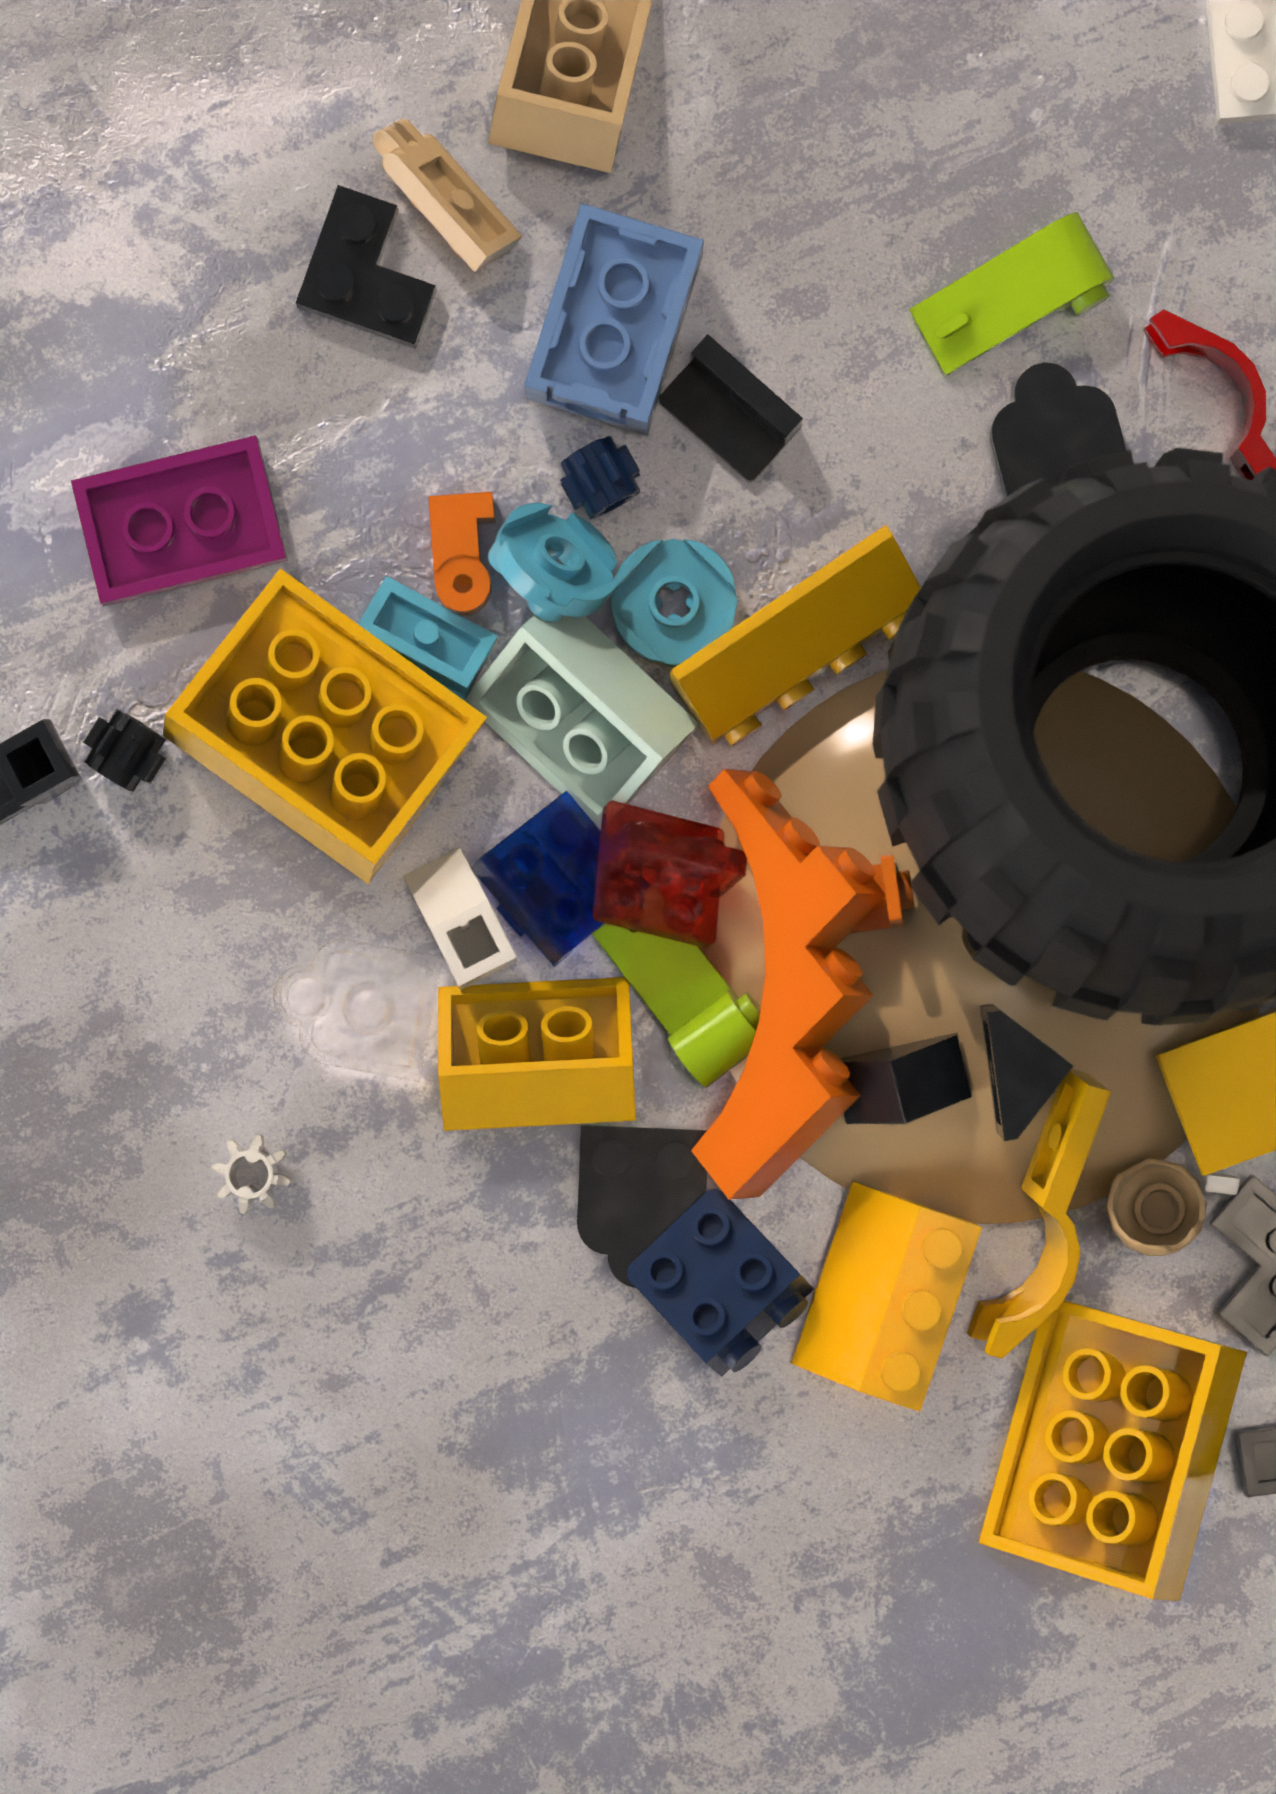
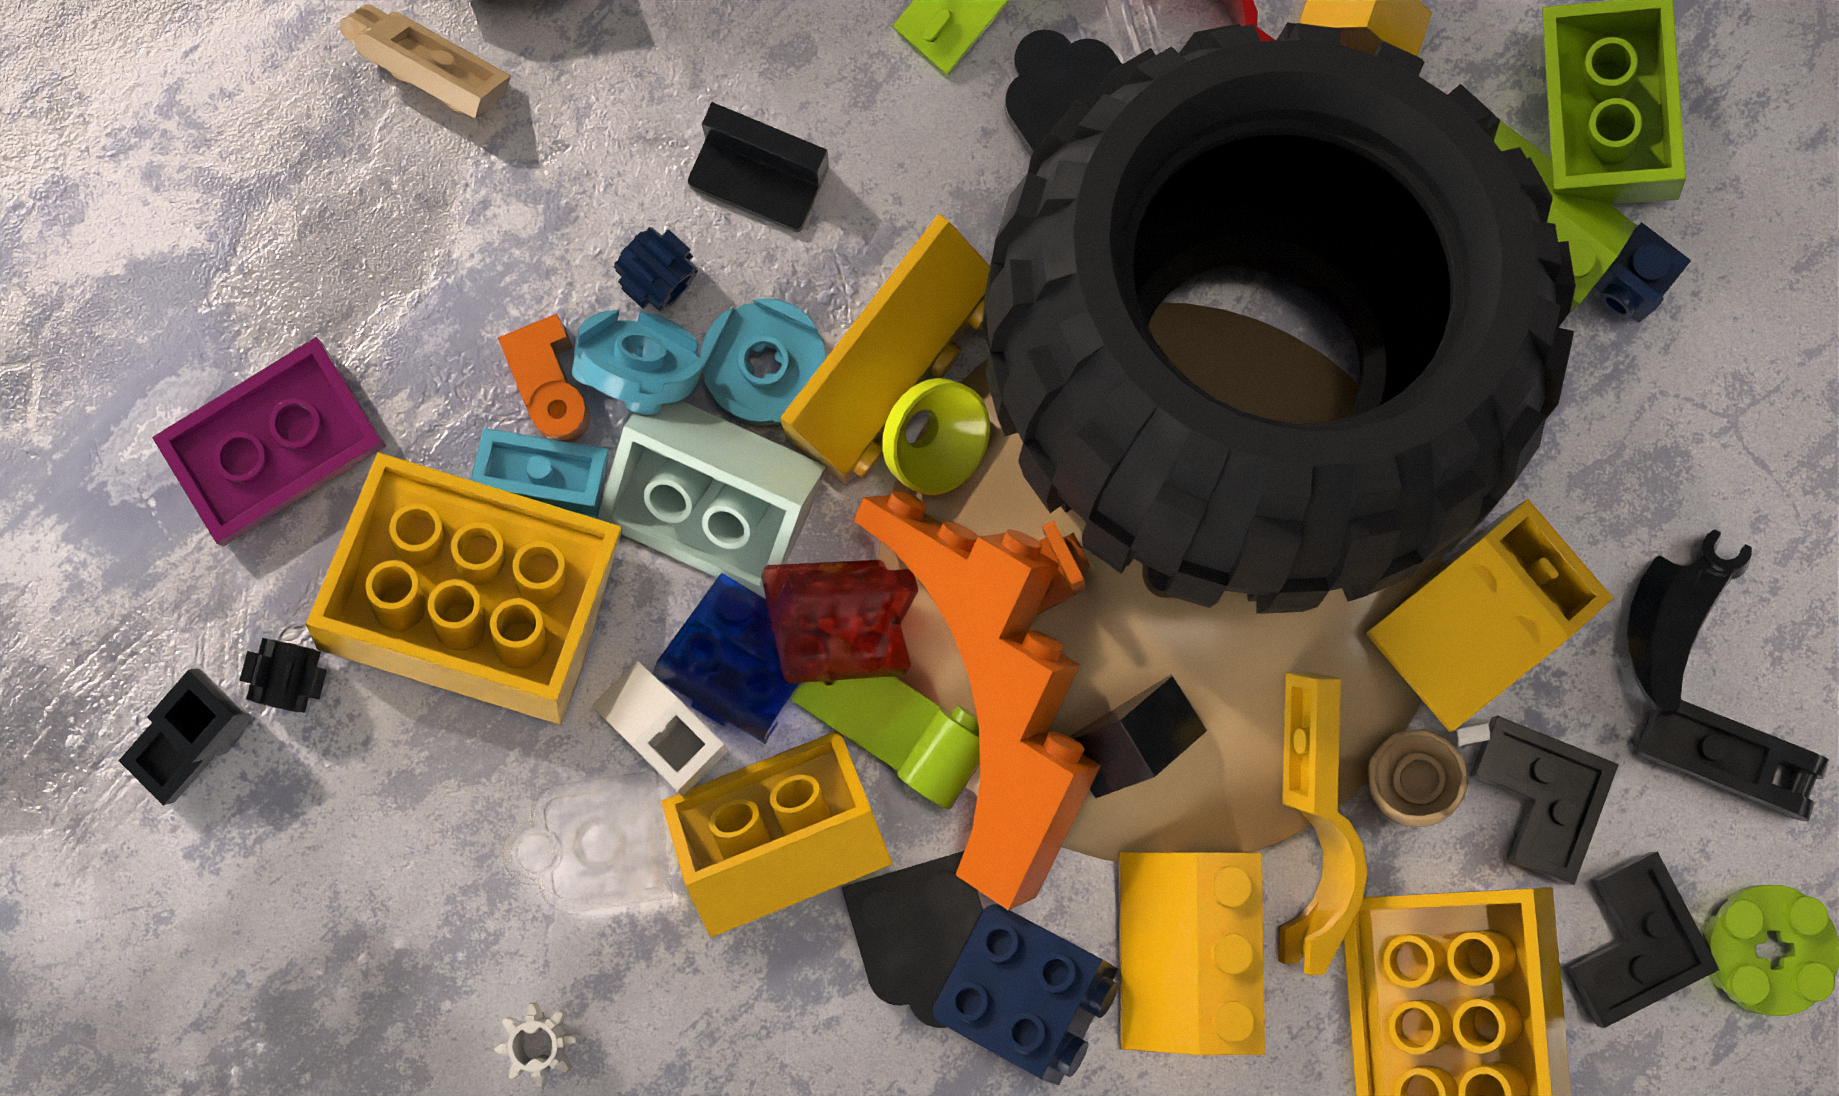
camera: 25 degrees left, 5 degrees down
(347, 278) = (359, 167): black plate -> none
(614, 319) = (619, 118): medium blue piece -> none
(822, 745) = (953, 440): none -> neon yellow piece
(1020, 1071) = (1245, 689): black slope -> none

